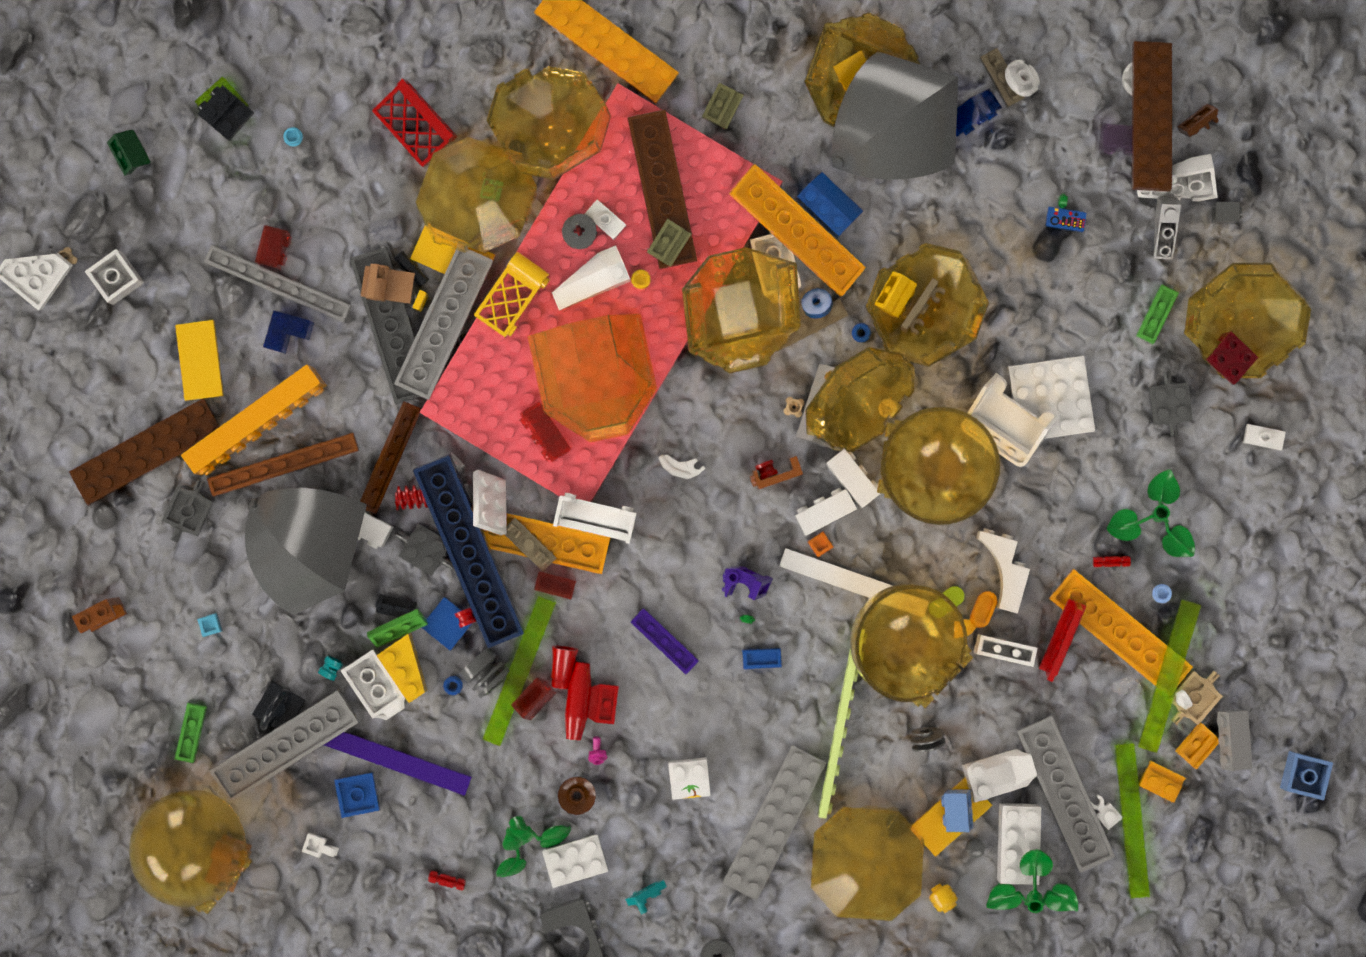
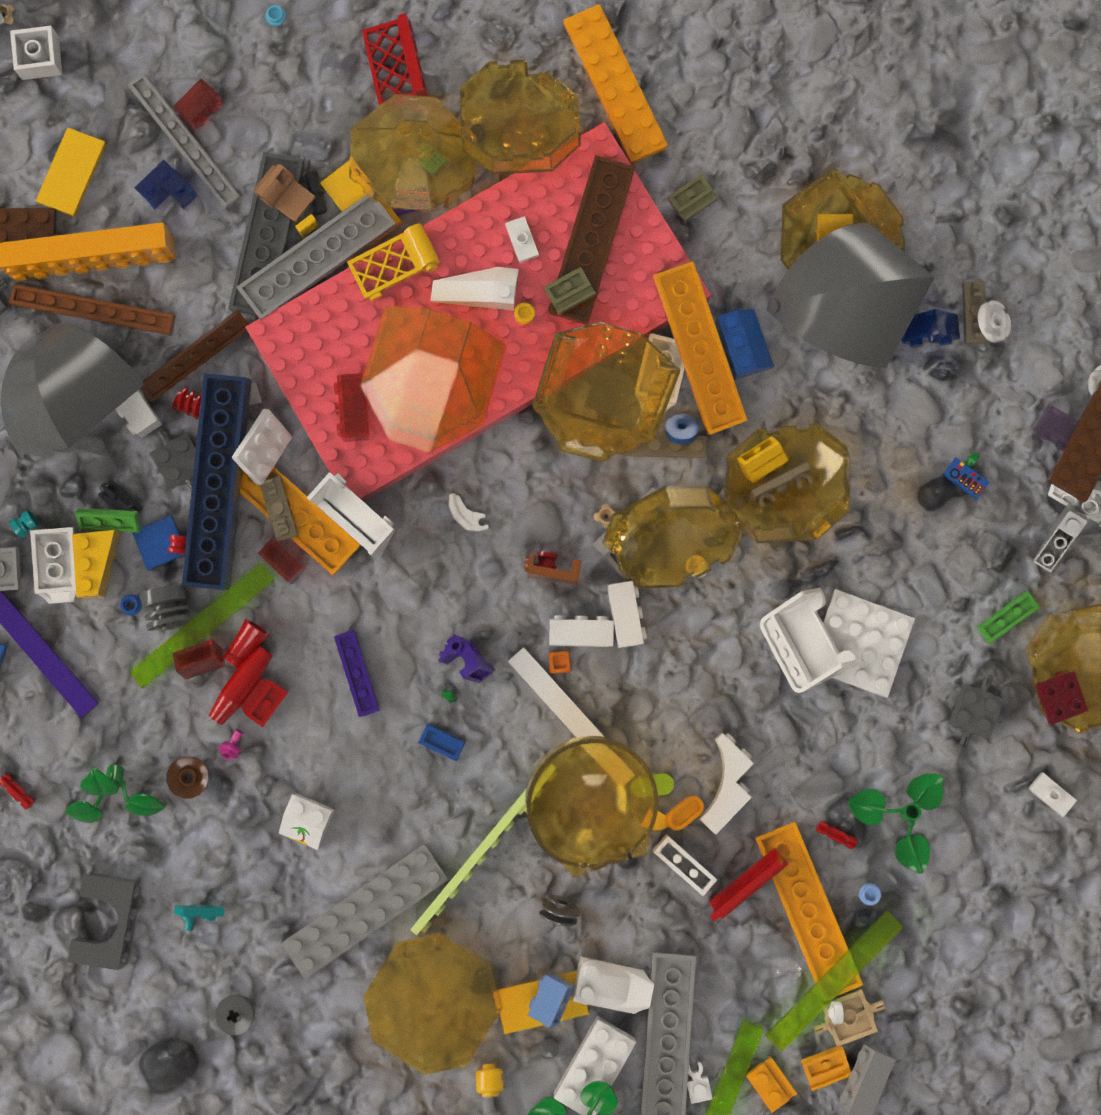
camera: 30 degrees right, 5 degrees down
(575, 860) = (150, 841): white plate -> none
(587, 237) = (497, 243): dark grey piece -> none
(865, 328) = (712, 474): blue plate -> none
(939, 465) = (715, 643): clear yellow windscreen -> none

